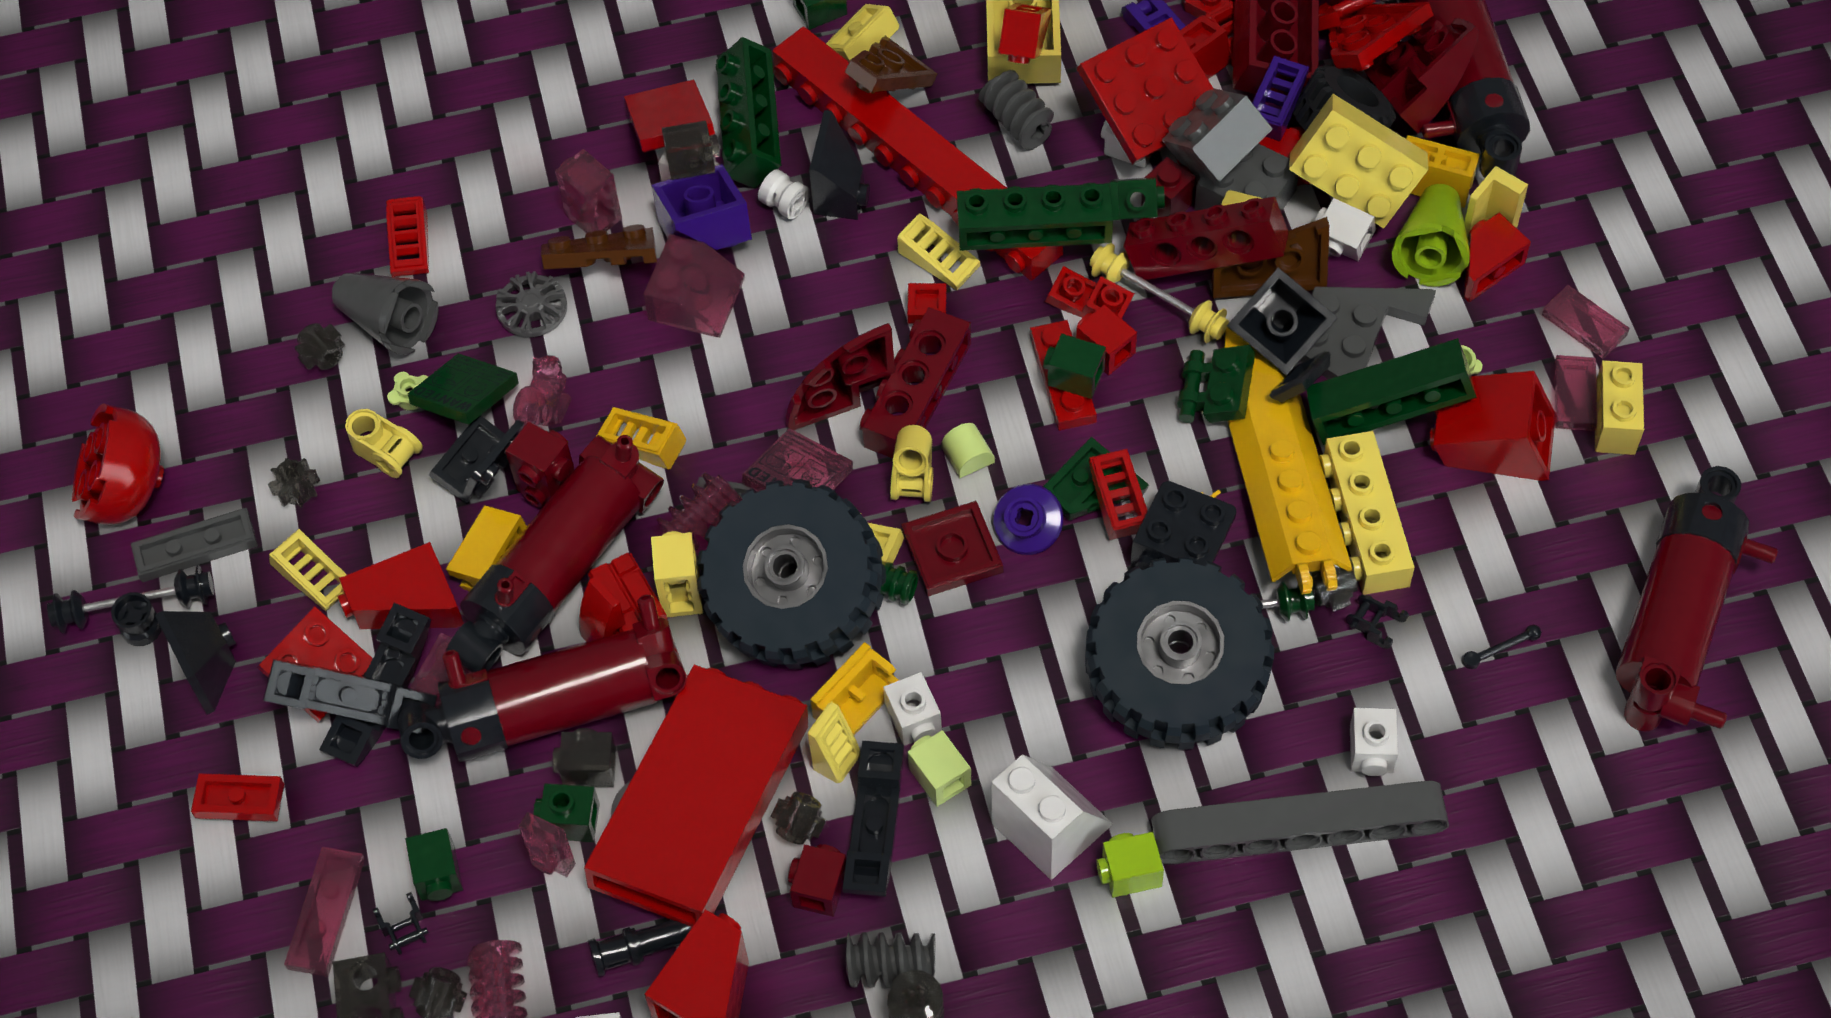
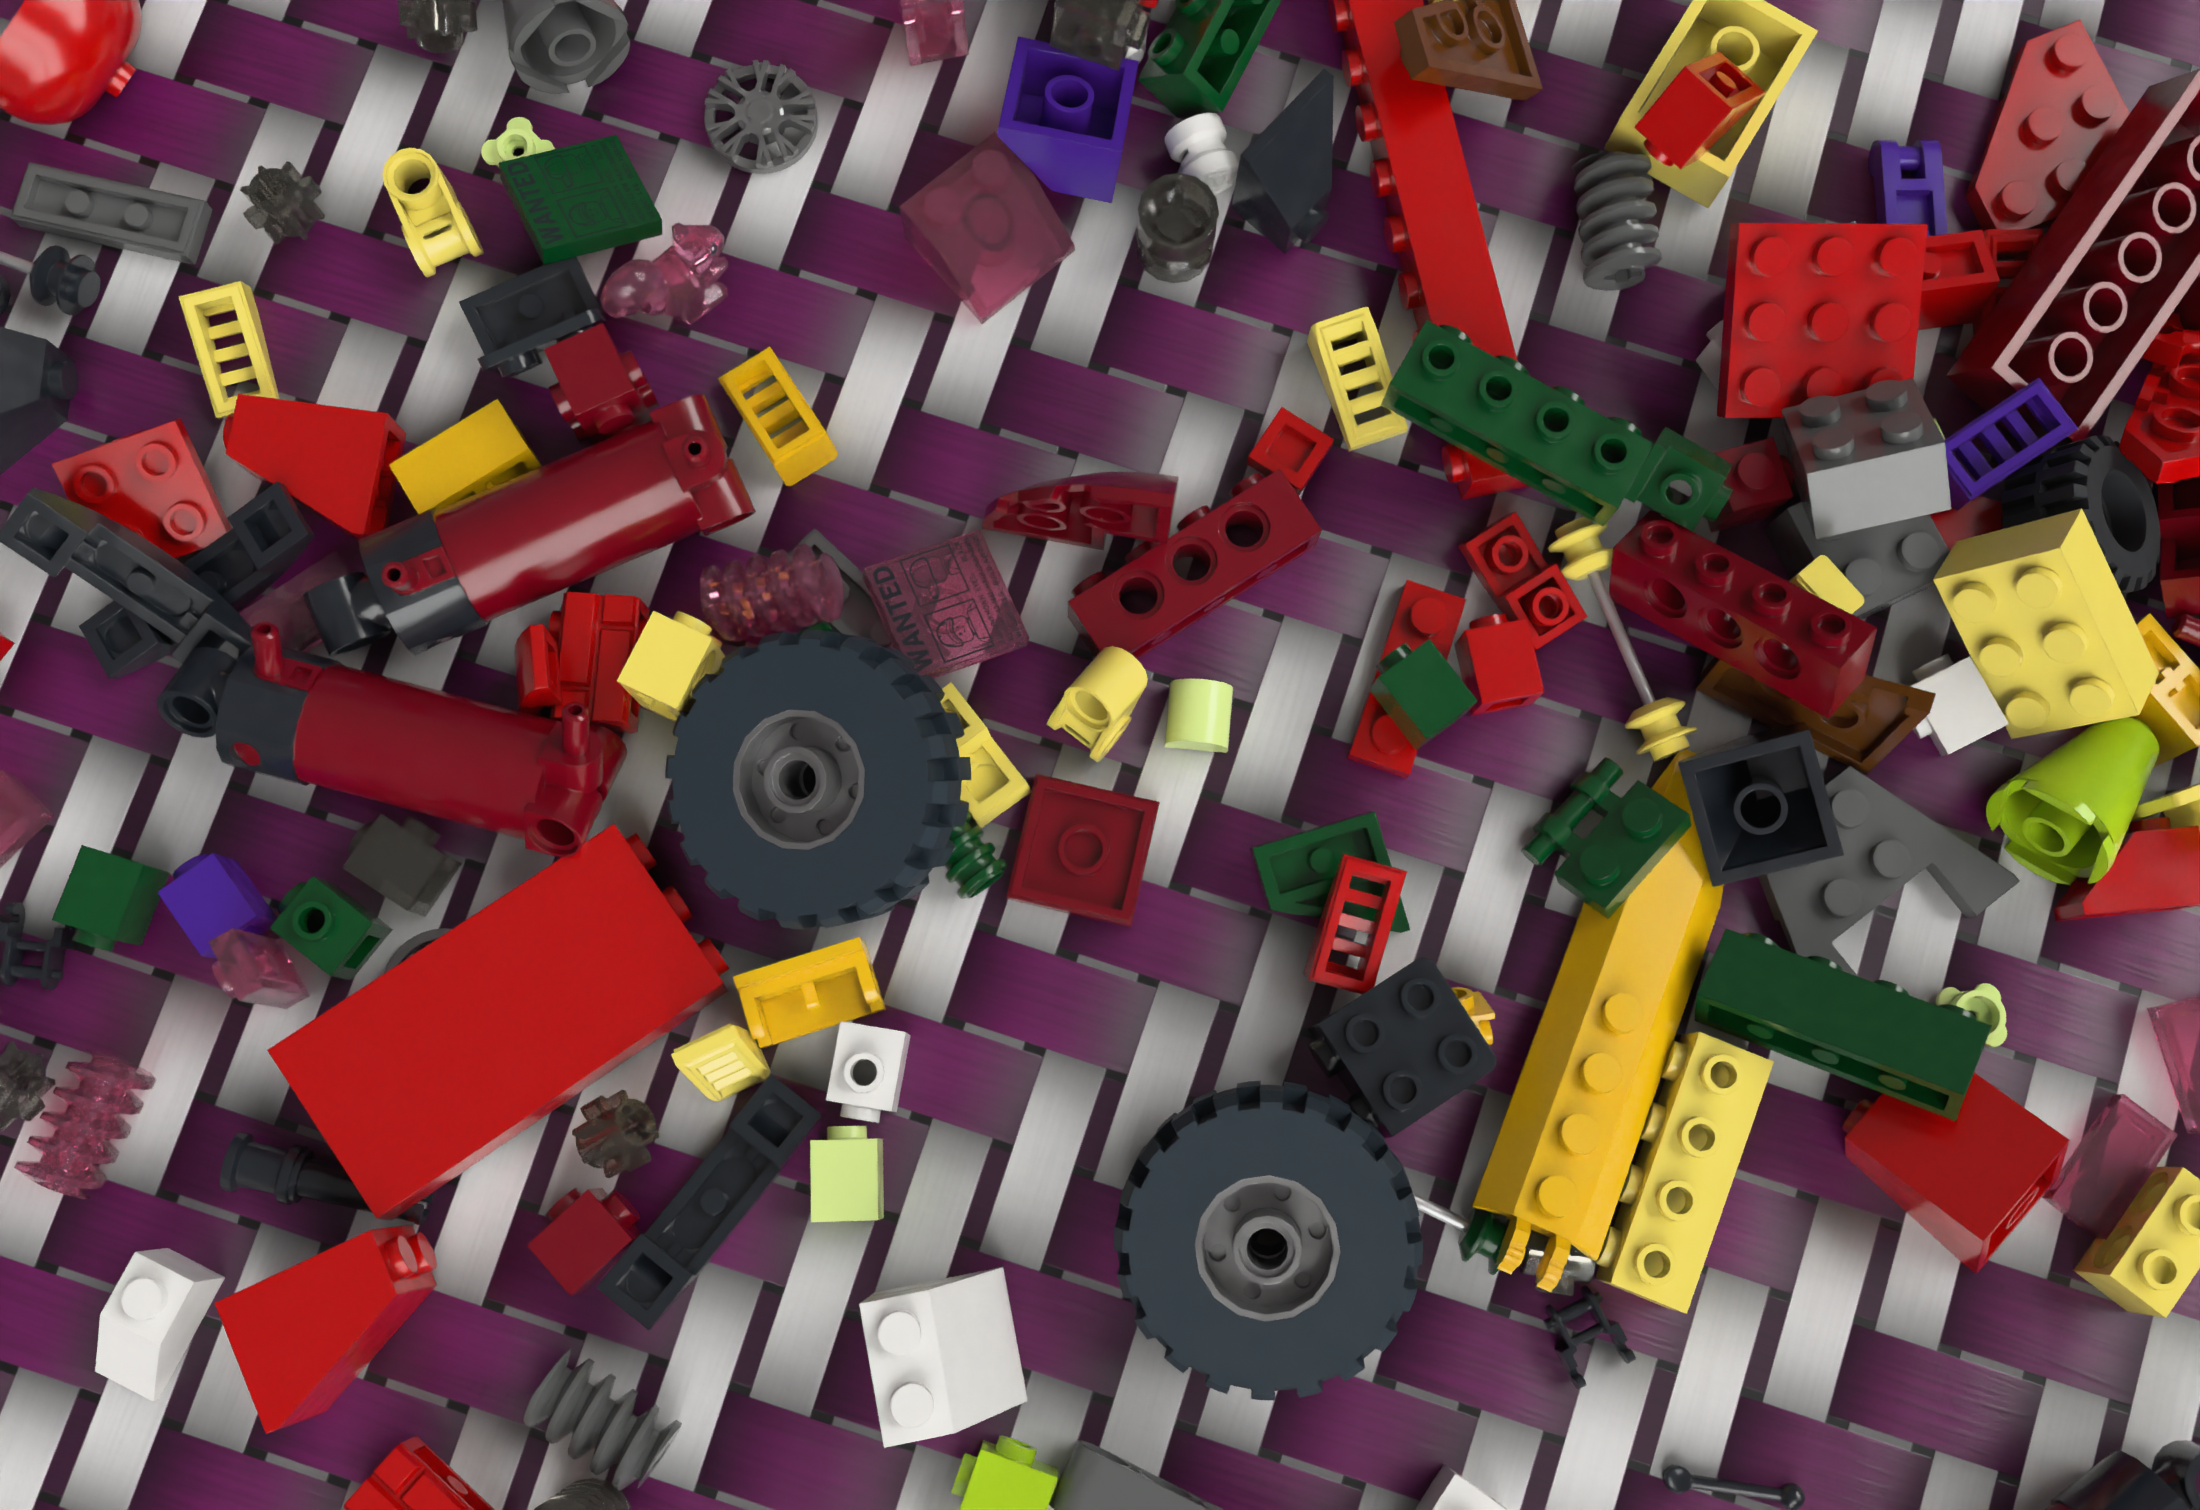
camera: 25 degrees right, 20 degrees up
(495, 834) = (212, 898): none -> dark purple brick
(613, 248) = (916, 99): reddish brown wing -> none
(794, 232) = (1176, 227): none -> clear smoke wheel
(1045, 522) = (1229, 858): dark purple piece -> none
(1301, 377) = (1729, 909): black tile -> none

